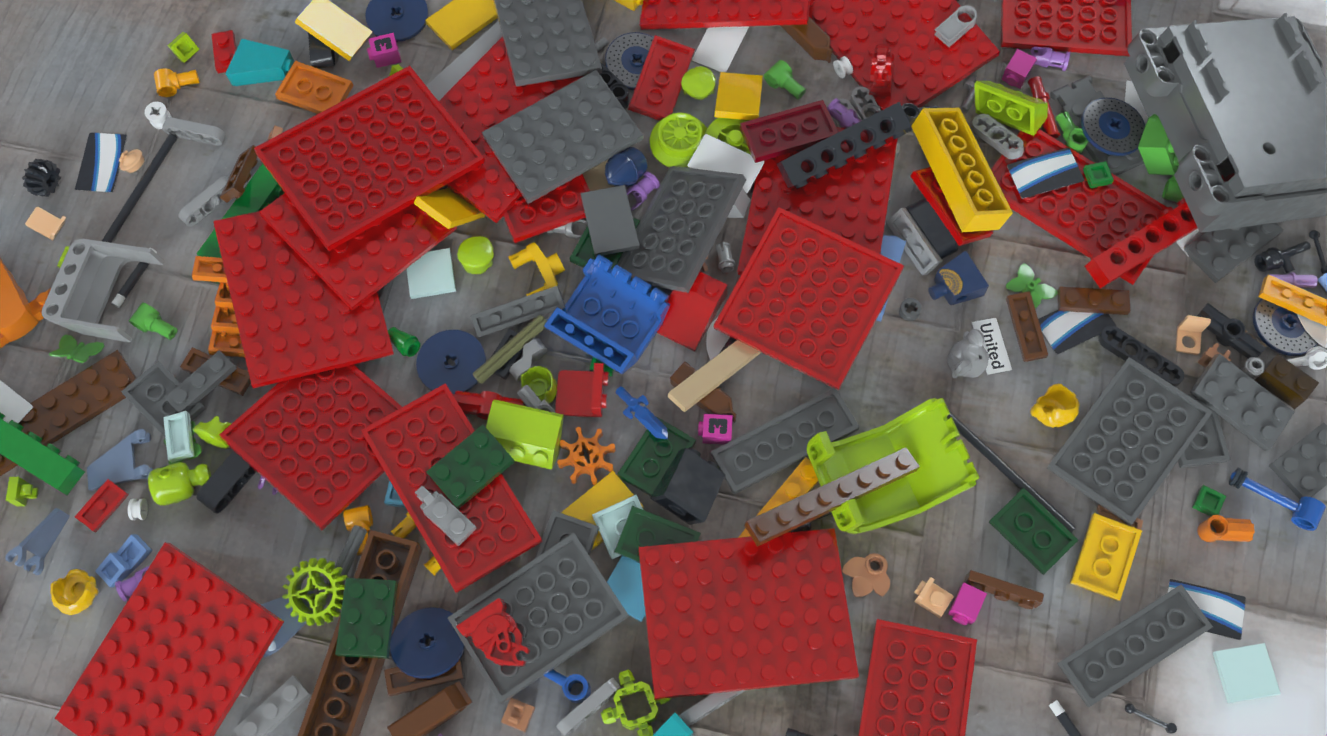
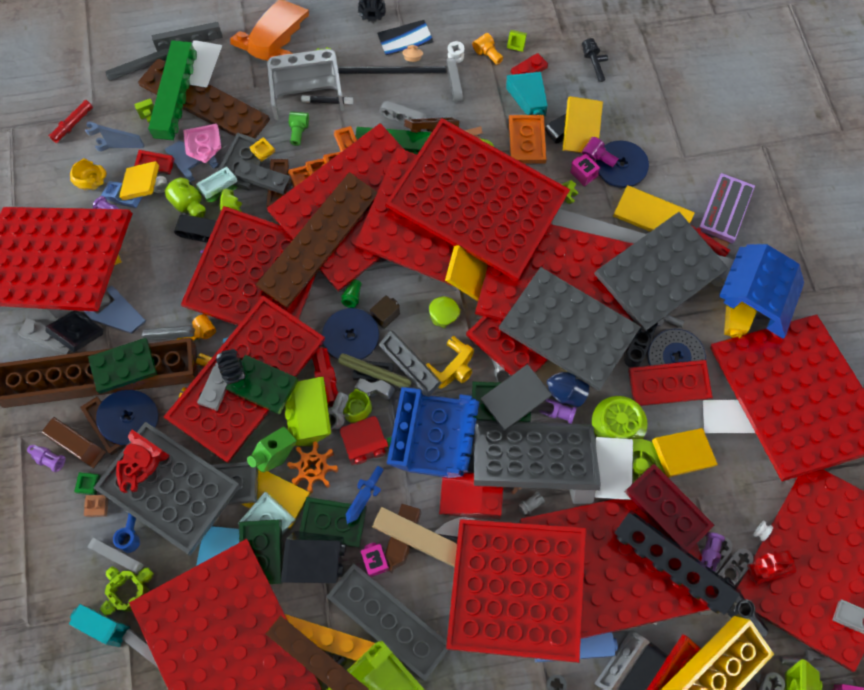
camera: 65 degrees right, 0 degrees up
(45, 223) = (341, 28): light nougat bracket -> none
(78, 353) = (257, 93): bright green piece -> none
(109, 437) = (202, 142): none -> bright pink tile
(121, 529) = (139, 181): none -> yellow tile
(162, 370) = (262, 149): none -> yellow tile
(284, 671) = (74, 330): none -> black plate
(315, 581) = (135, 321): lime gear -> none
(324, 344) = (317, 240): none -> reddish brown plate
(373, 27) = (596, 150): none -> magenta pin
(431, 274) = (416, 289): light aqua tile -> none
(439, 483) = (230, 366): none -> black gear
(443, 313) = (385, 311): none -> dark brown brick
(486, 717) = (86, 483): none -> green tile
(552, 491) = (272, 450): none -> bright green torso
(698, 82) = (680, 414): lime hair -> none
(781, 76) = (724, 480): bright green pin -> none
(811, 39) = (775, 494): reddish brown piece -> none

